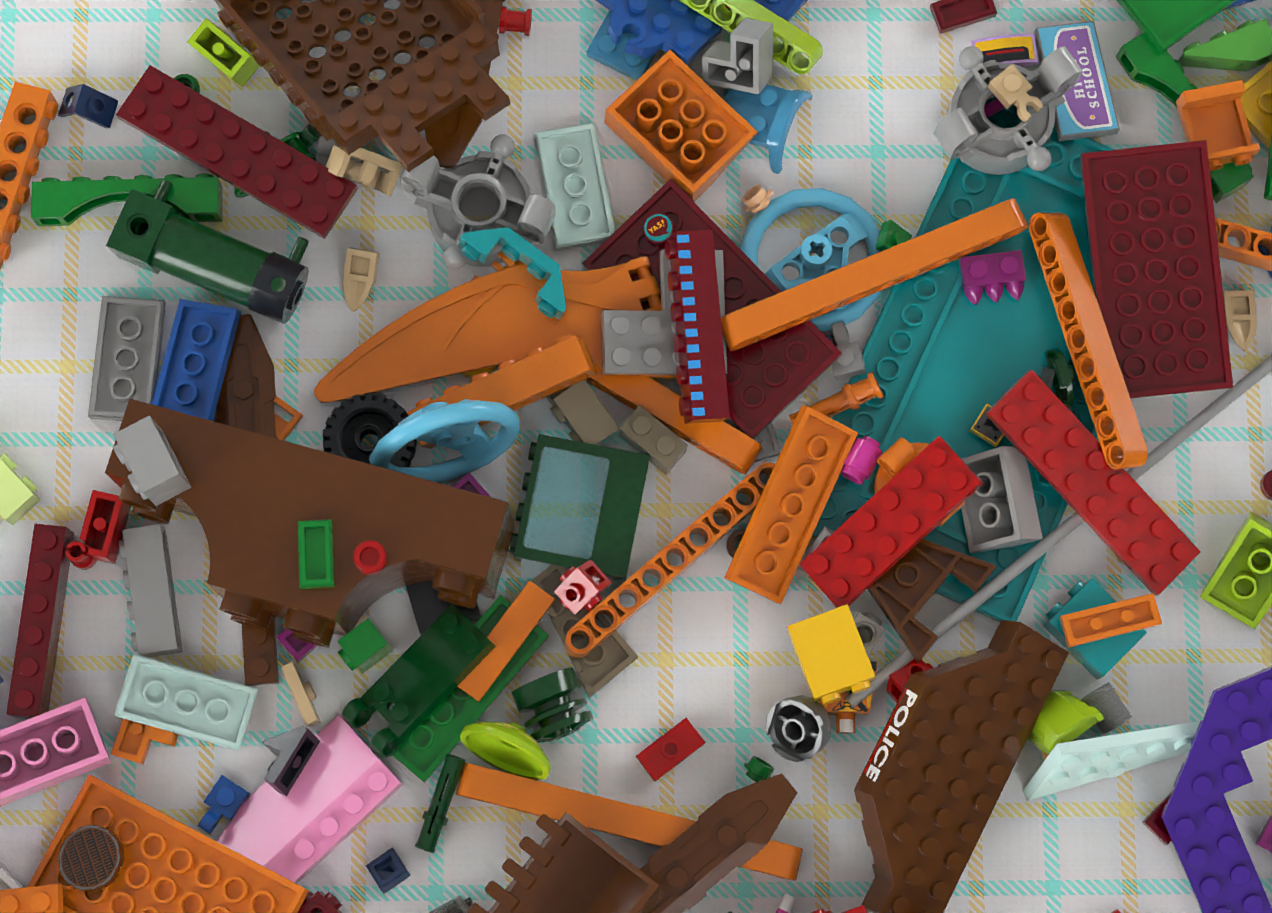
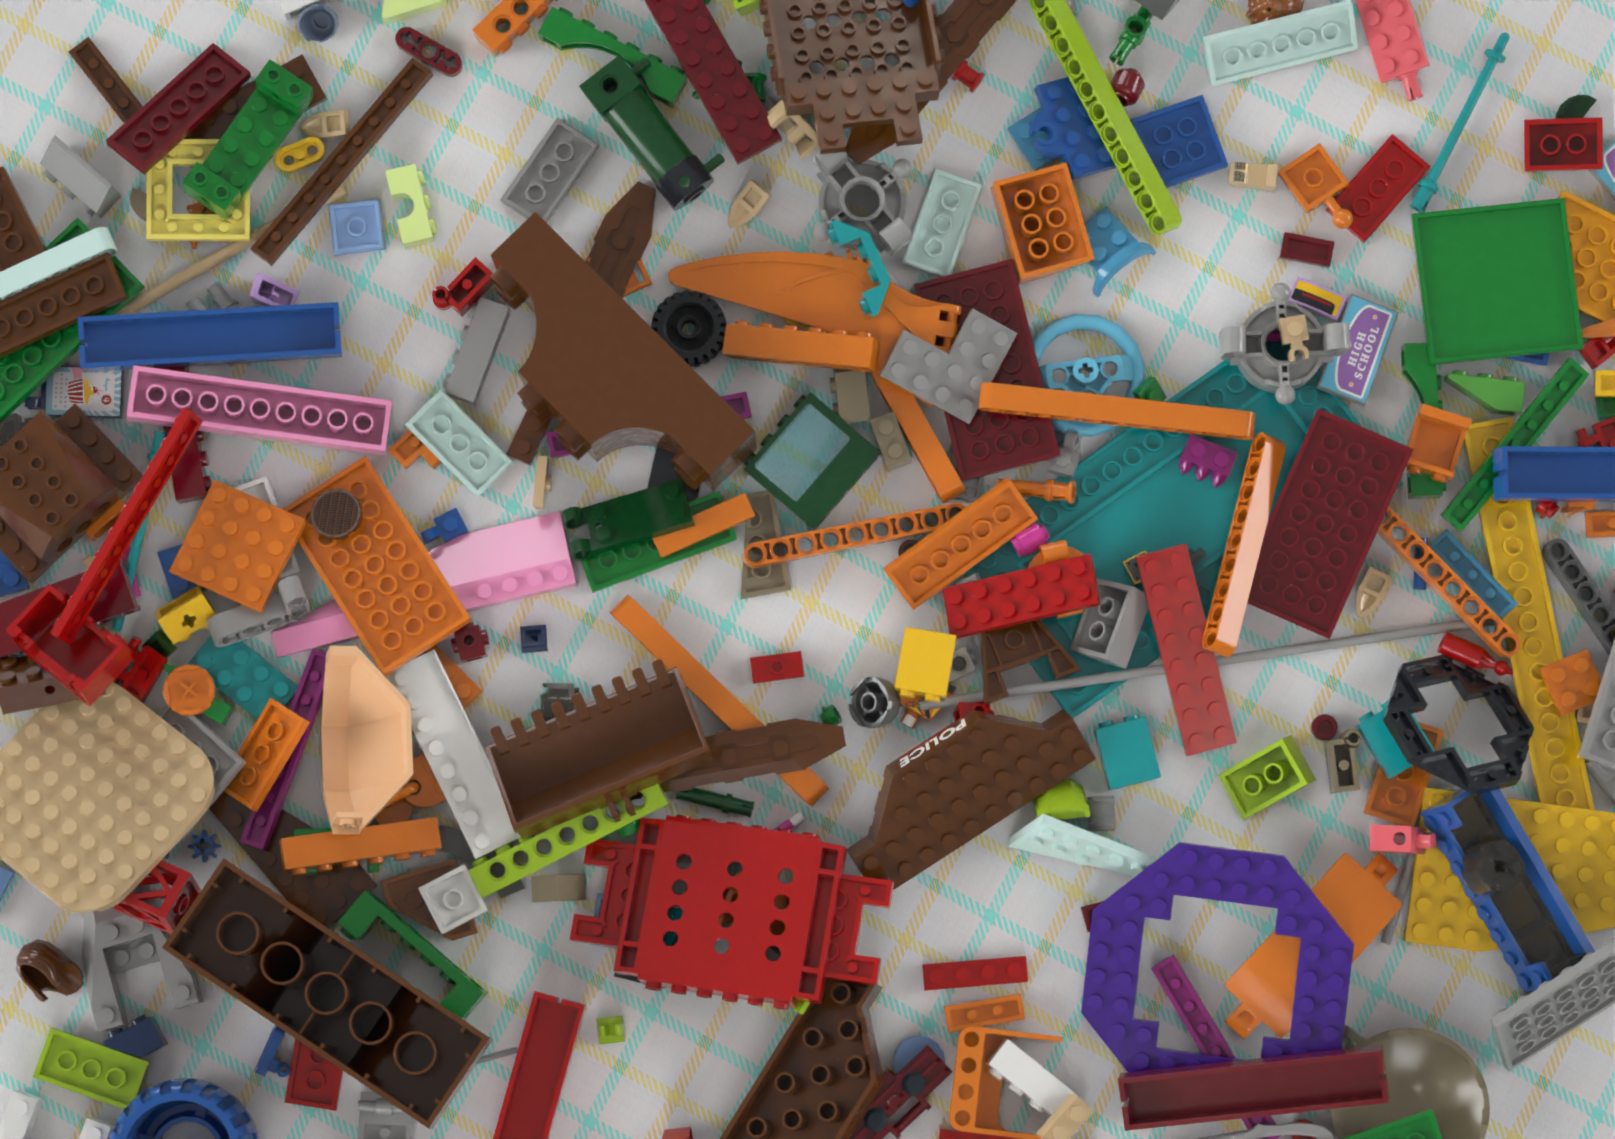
camera: 35 degrees right, 5 degrees up
(40, 622) = (389, 329): dark red brick -> none
(152, 461) = (526, 266): light grey brick -> none
(196, 358) = (597, 203): blue plate -> none
(293, 753) = (514, 520): black slope -> none
(307, 136) = (766, 82): dark green hand -> none
(316, 554) = (603, 393): green tile -> none
(363, 647) = (602, 474): green brick -> none
(370, 557) = (638, 416): red tile -> none
(428, 838) = (595, 613): dark green pin -> none
(454, 428) = (747, 352): medium azure piece -> none
(507, 748) = (662, 601): lime dish -> none
(552, 705) = (710, 589): dark green wheel -> none
(582, 587) = (778, 518): brick -> none
(658, 228) = (981, 290): dark red tile -> none
(697, 326) = (965, 379): dark red brick -> none
(744, 61) = (1114, 199): light grey brick -> none
(756, 199) = (1068, 307): light nougat plate -> none
(1063, 375) = (1211, 562): dark green plate -> none
(1110, 620) = (1138, 752): orange plate -> none

